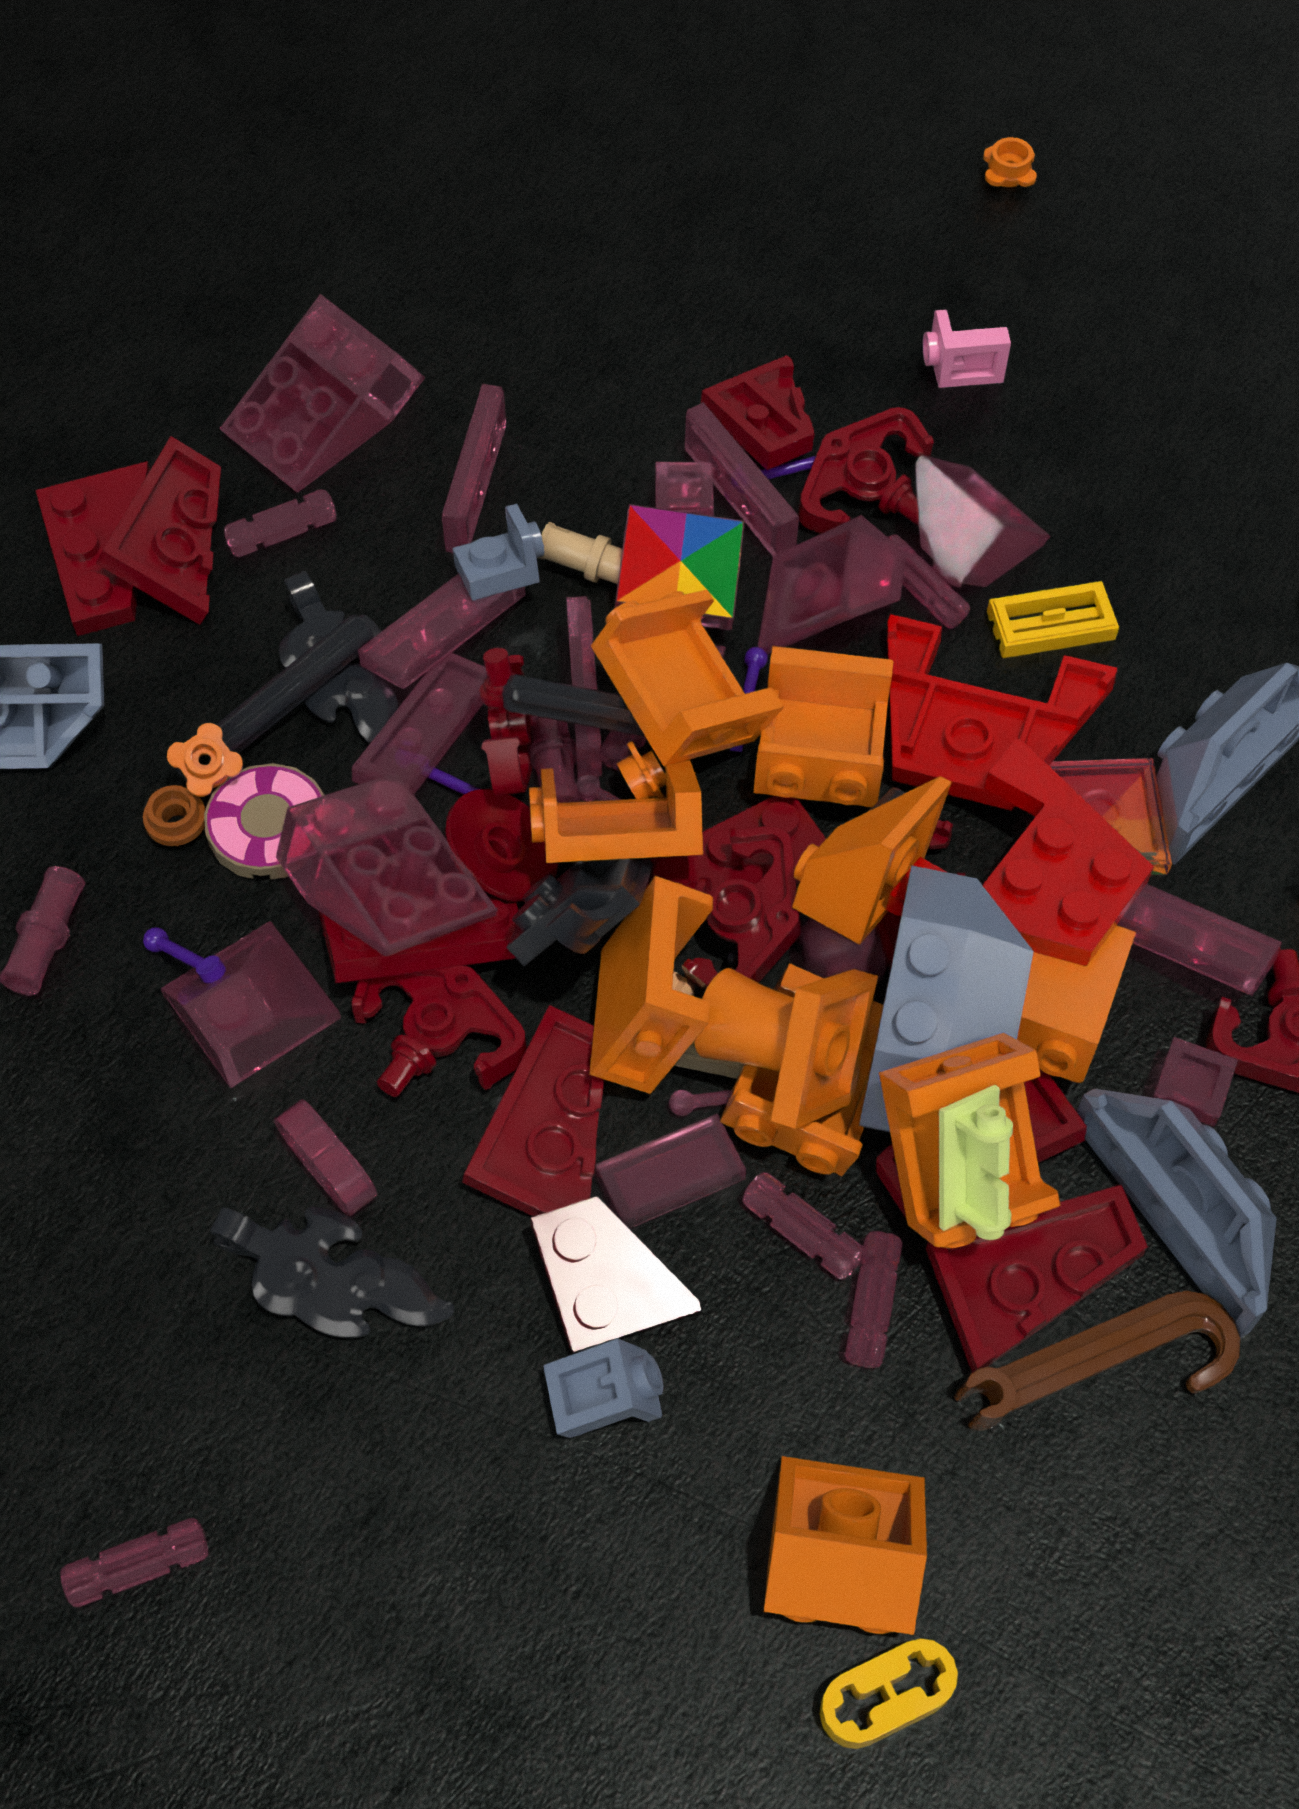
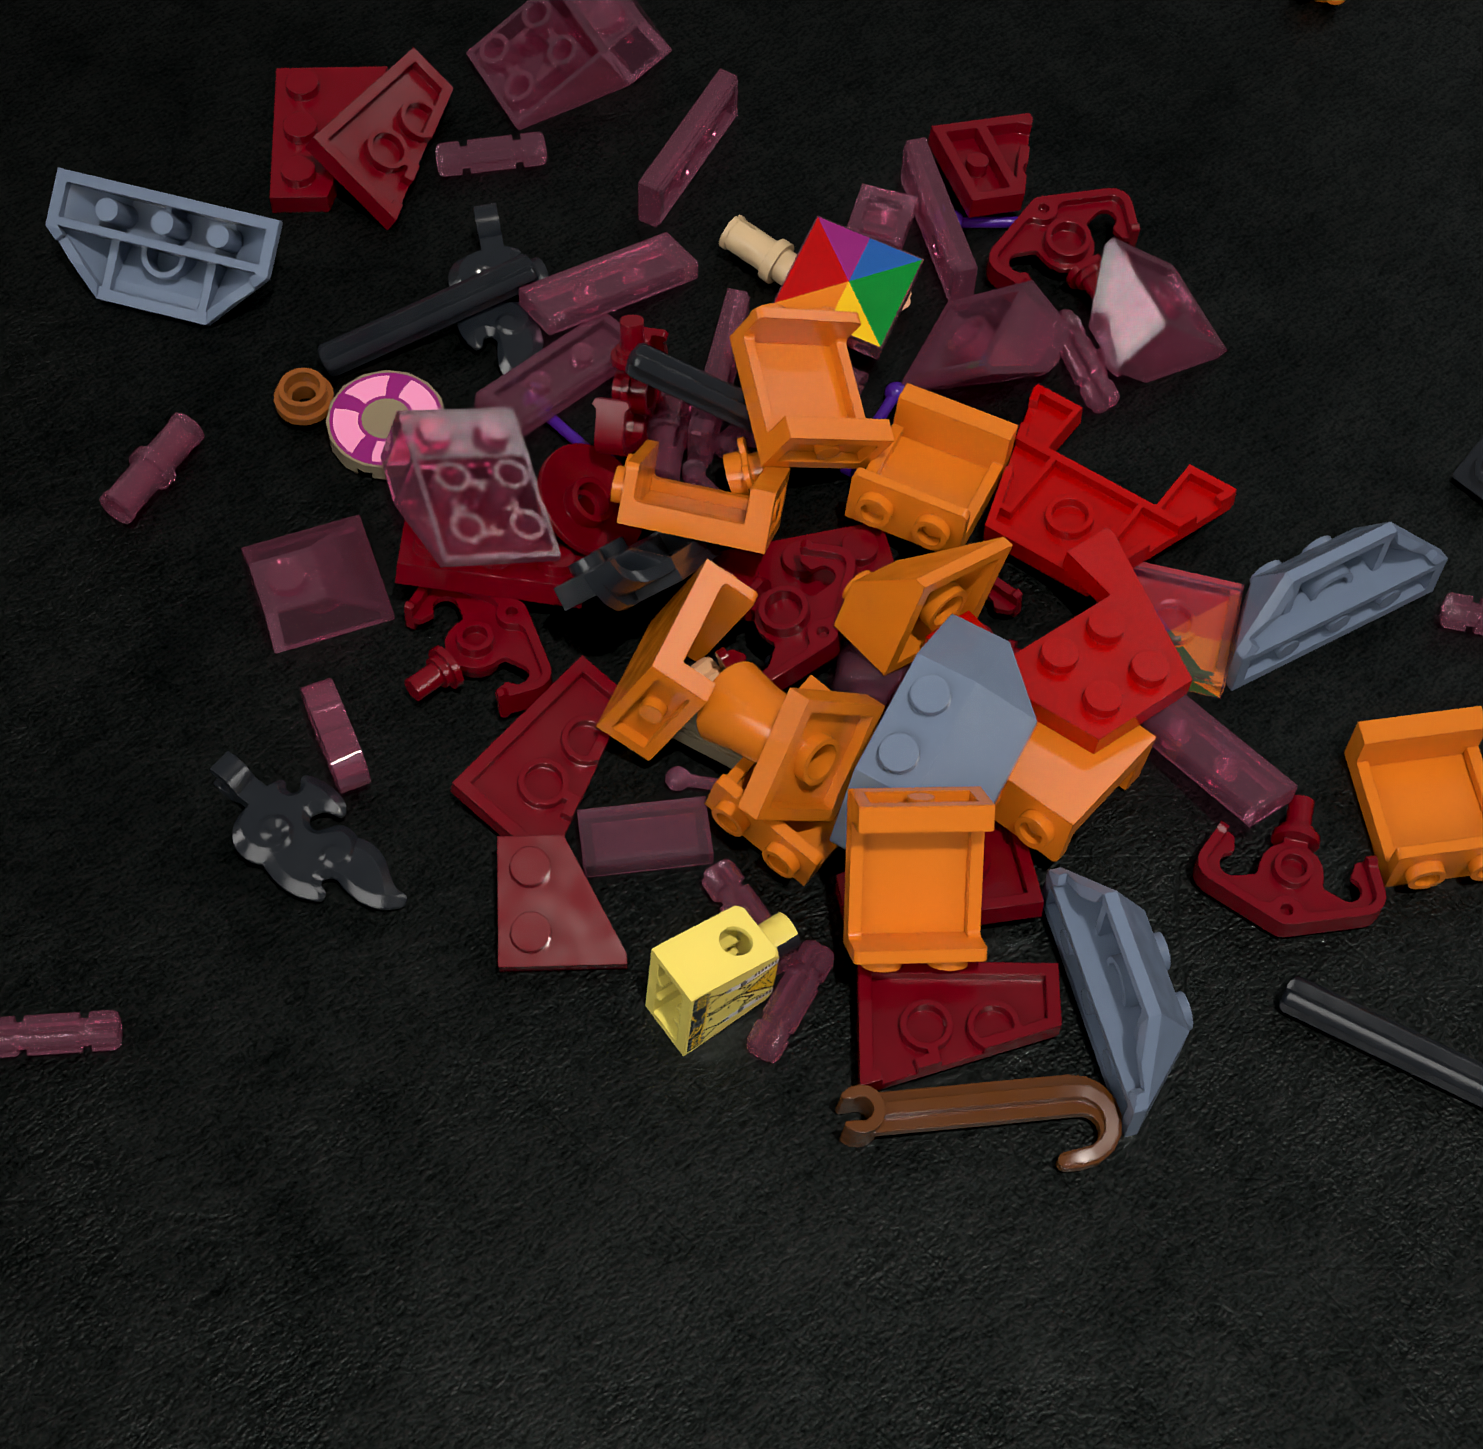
camera: 15 degrees right, 0 degrees up
(200, 777) = (348, 368): orange plate -> none
(209, 968) = (283, 538): dark purple hinge -> none
(501, 561) = (681, 240): sand blue bracket -> none
(603, 1387) = (514, 1004): sand blue bracket -> none
(799, 1296) = (715, 973): none -> light yellow torso
(847, 1546) = (681, 1204): orange slope -> none
(879, 1676) = (674, 1325): yellow beam -> none
(965, 355) = (1206, 155): bright pink bracket -> none
(971, 1161) = (905, 893): yellowish green hinge -> none
(1056, 626) = (1198, 437): yellow tile -> none
(1196, 1079) = (1168, 891): clear pink plate -> none

